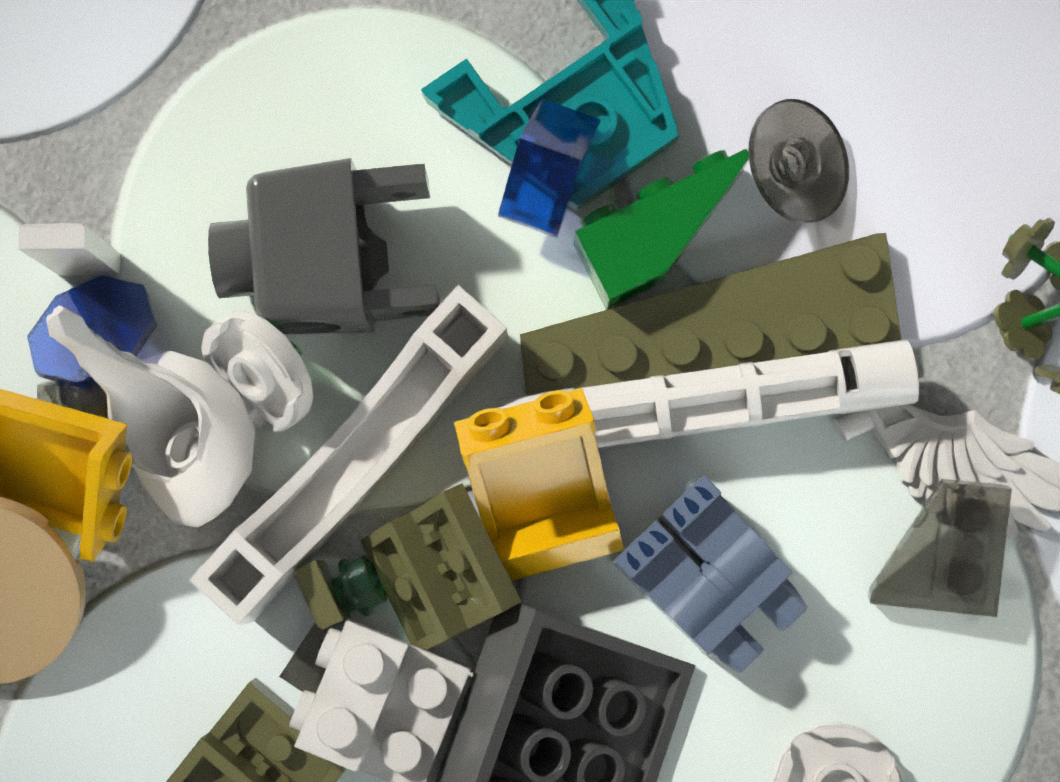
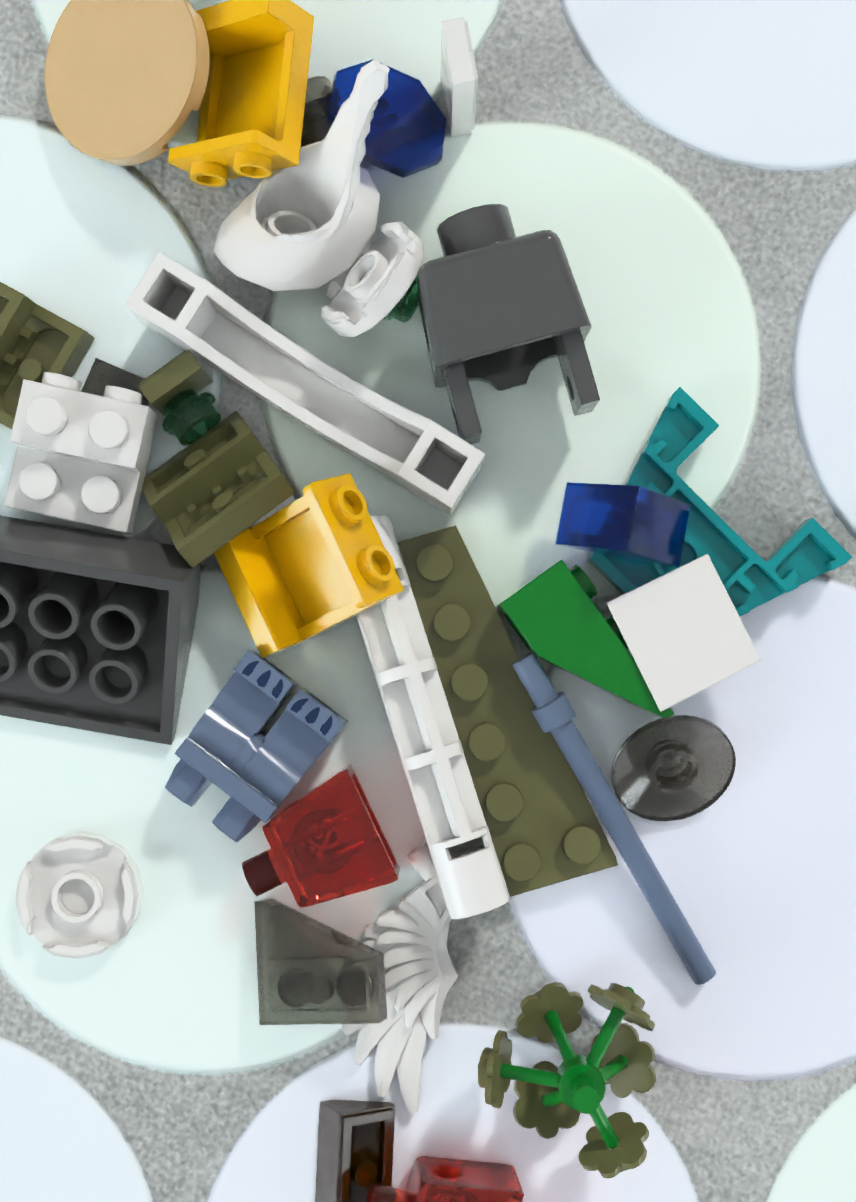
camera: 85 degrees right, 5 degrees up
(666, 126) = (683, 632): none -> white sticker
(730, 265) = (555, 716): none -> sand blue bar
(823, 520) = (324, 845): none -> clear red torso

